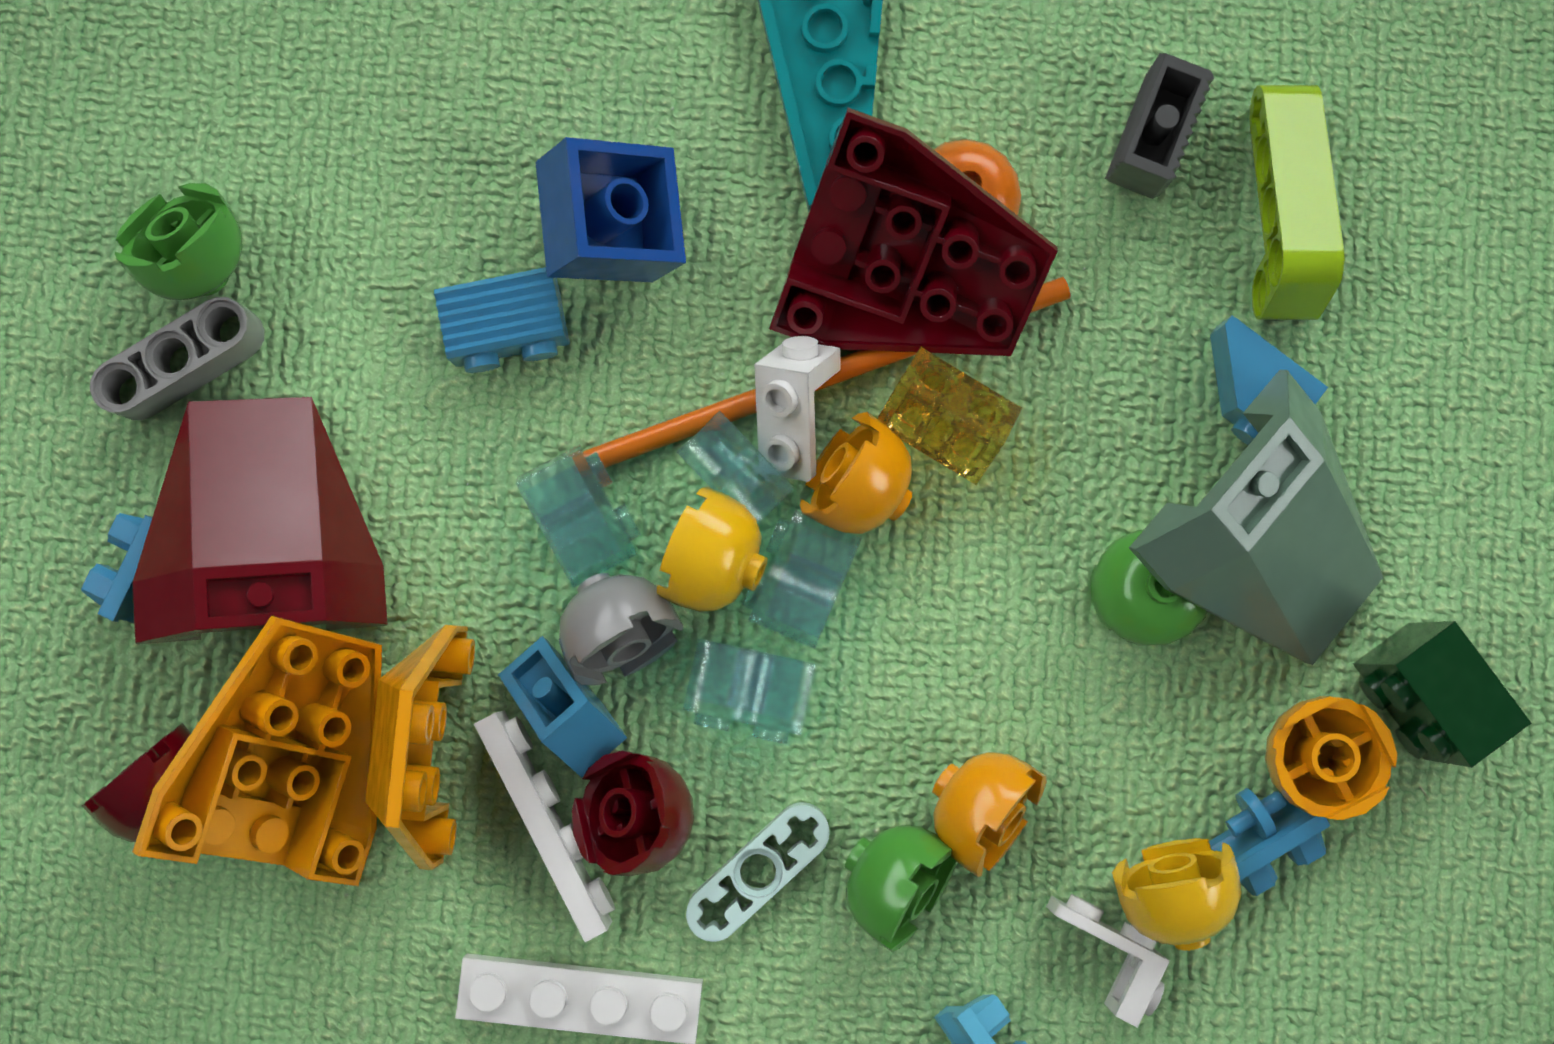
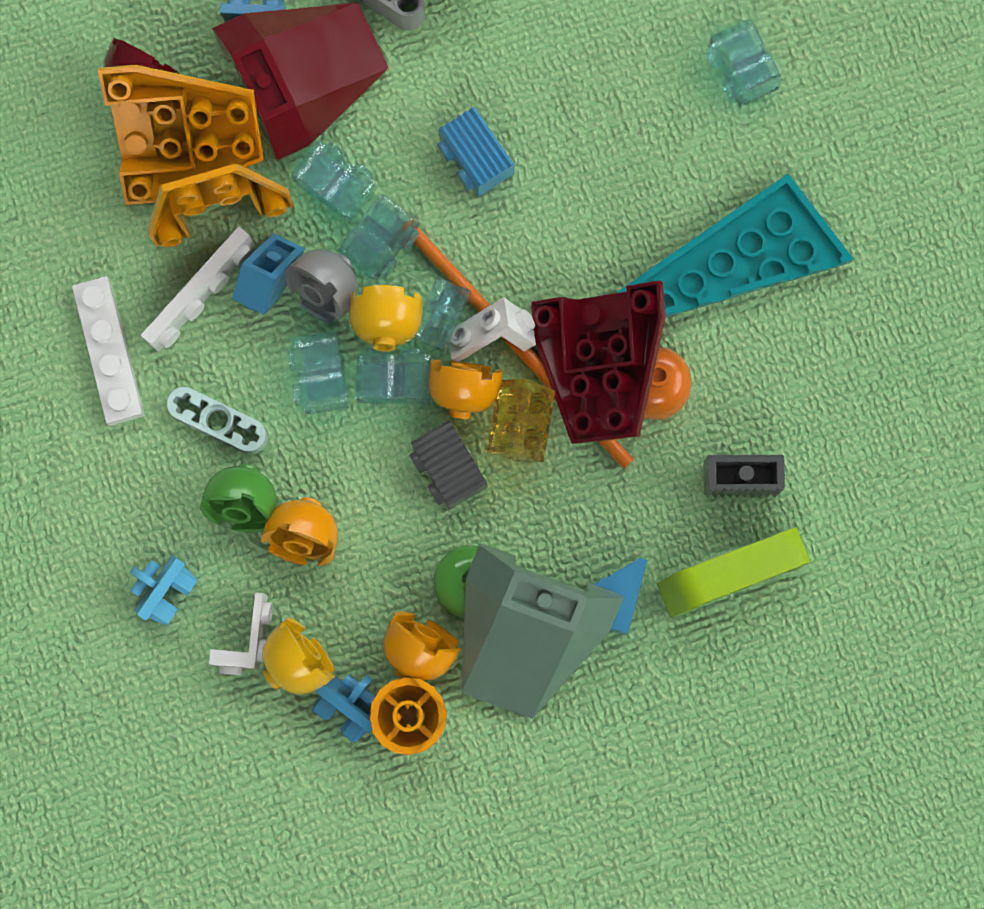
camera: 75 degrees right, 5 degrees down
(456, 549) = (334, 181): none -> clear light blue brick
(610, 211) = (558, 183): blue brick -> none
(632, 814) = (222, 333): dark red cylinder -> none
(969, 550) = (448, 465): none -> dark grey brick
(1227, 700) = (419, 649): none -> light orange cylinder
(1440, 694) = (470, 768): dark green brick -> none

